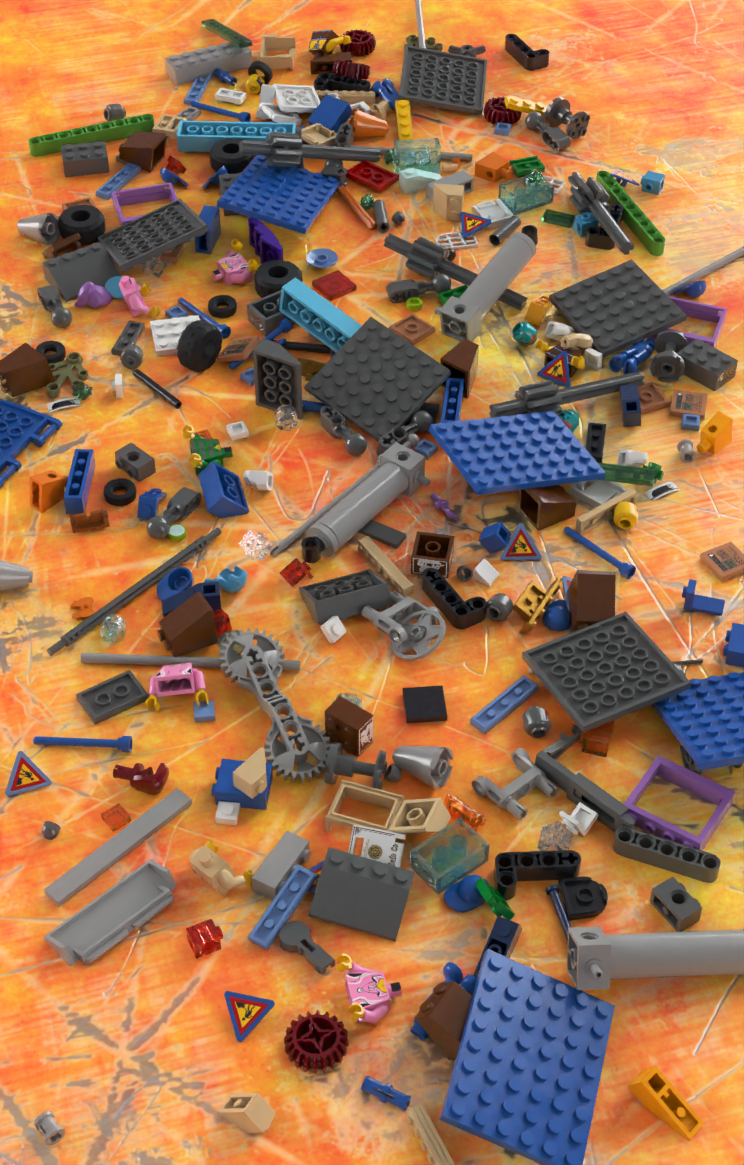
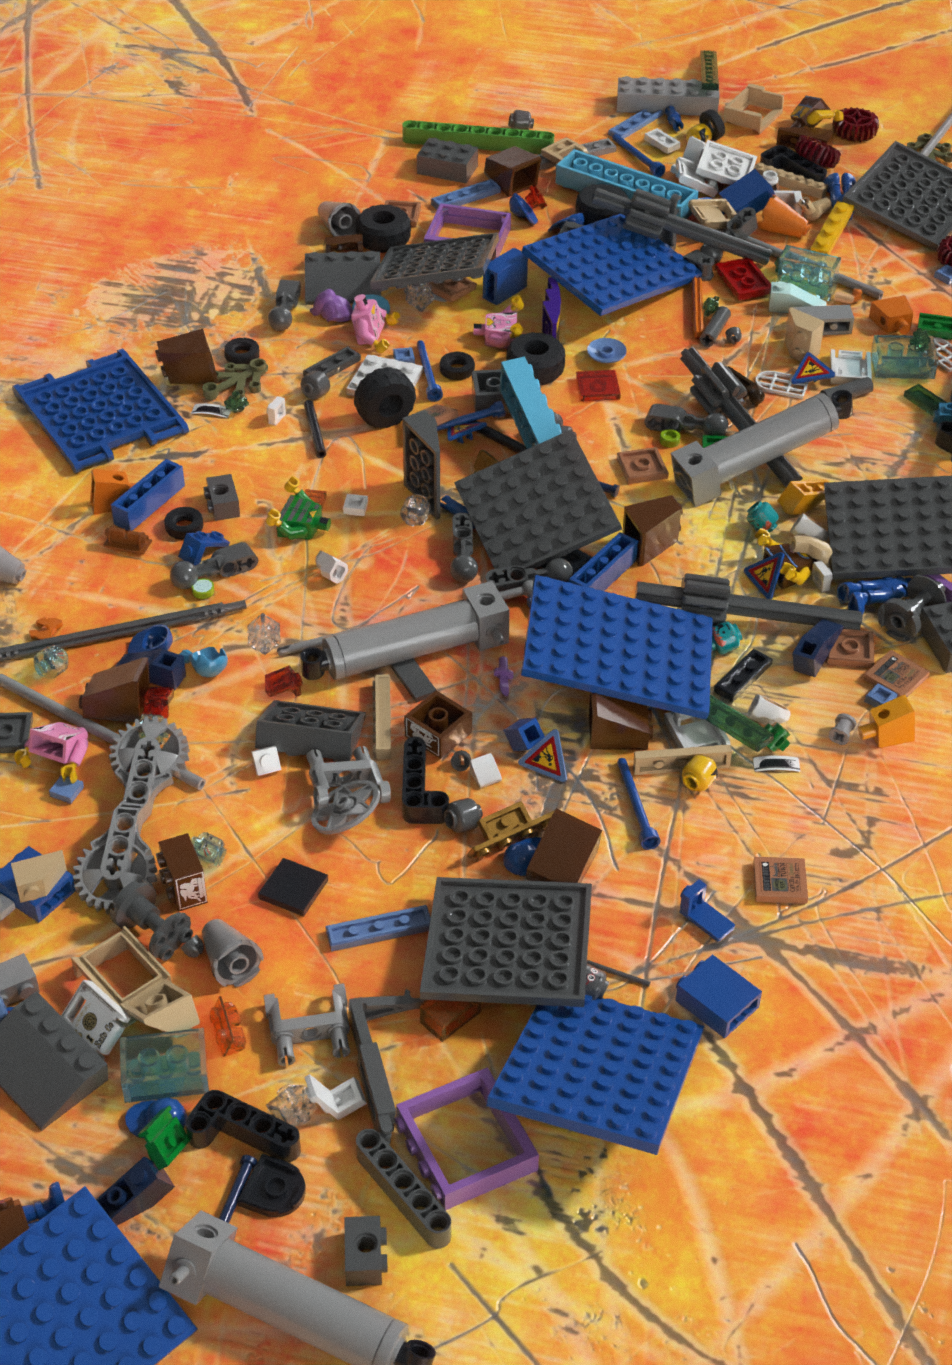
camera: 30 degrees right, 0 degrees up
(222, 491) = (283, 564): blue slope -> none
(536, 722) = (391, 963): dark grey head -> none

